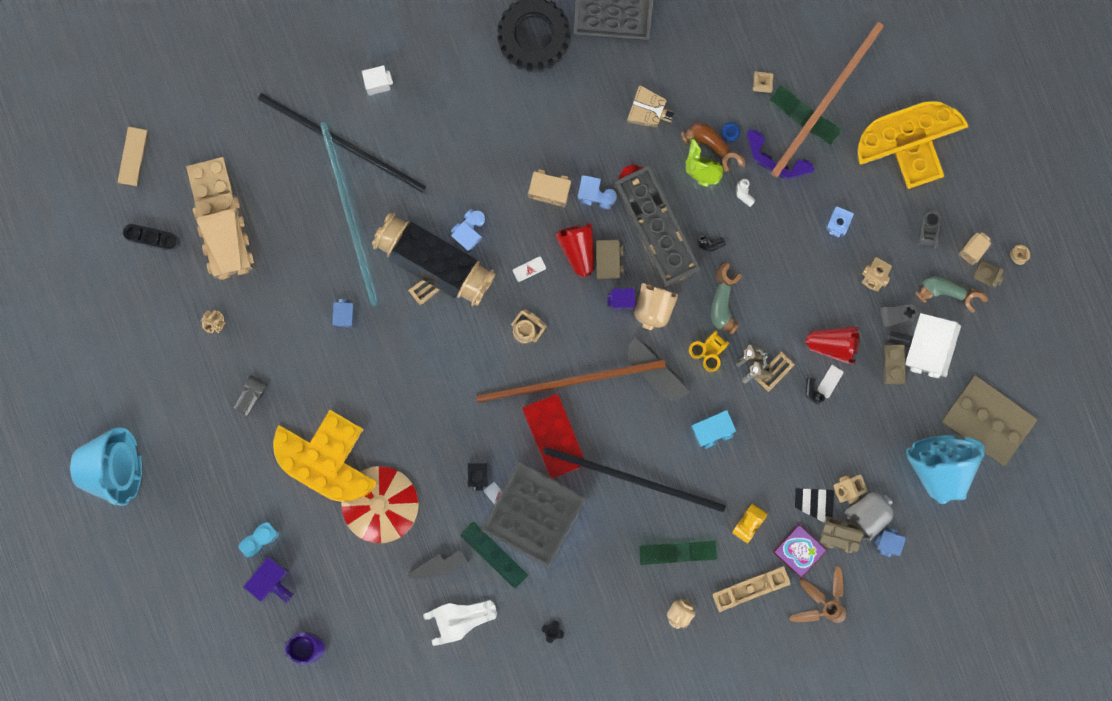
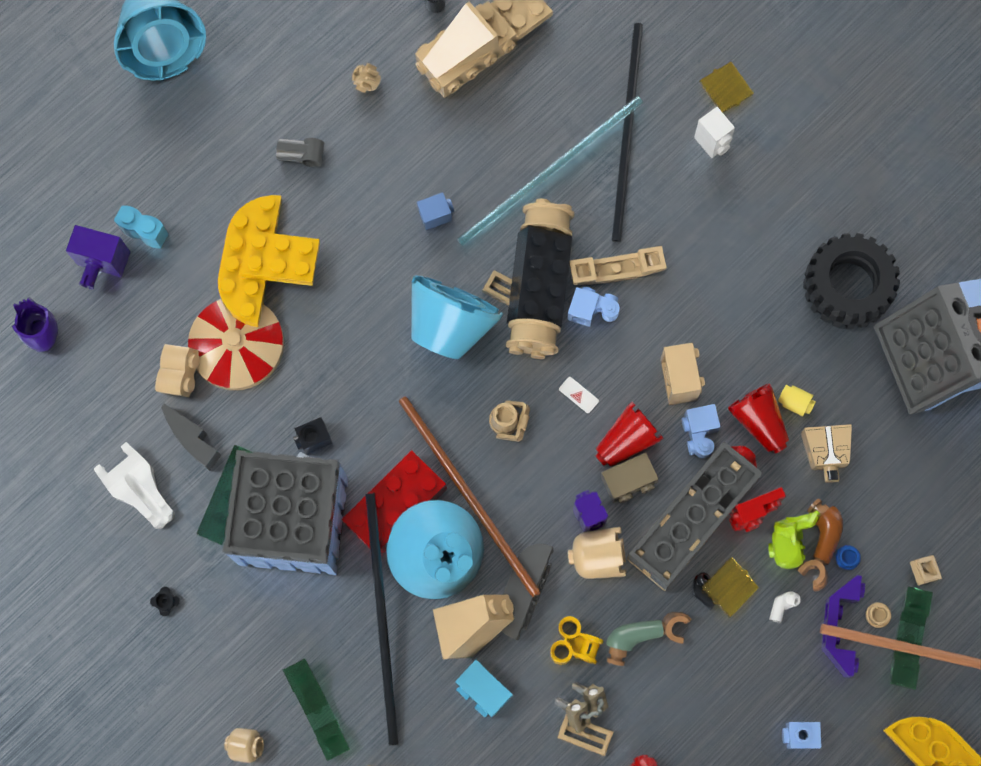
camera: 70 degrees right, 10 degrees down
(339, 53) = (726, 87): none -> clear yellow piece
(385, 556) = (177, 370): none -> tan brick
(434, 337) = (448, 318): none -> medium azure cone
(446, 197) = (617, 268): none -> tan slope
(600, 421) = (435, 549): none -> medium azure cone
(603, 114) = (797, 400): none -> light yellow brick
(605, 146) = (762, 418): none -> red cone
(666, 417) = (471, 624): none -> tan slope
(672, 185) = (752, 512): none -> red plate
(716, 224) = (730, 587): none -> clear yellow piece
(779, 130) = (878, 615): none -> tan plate

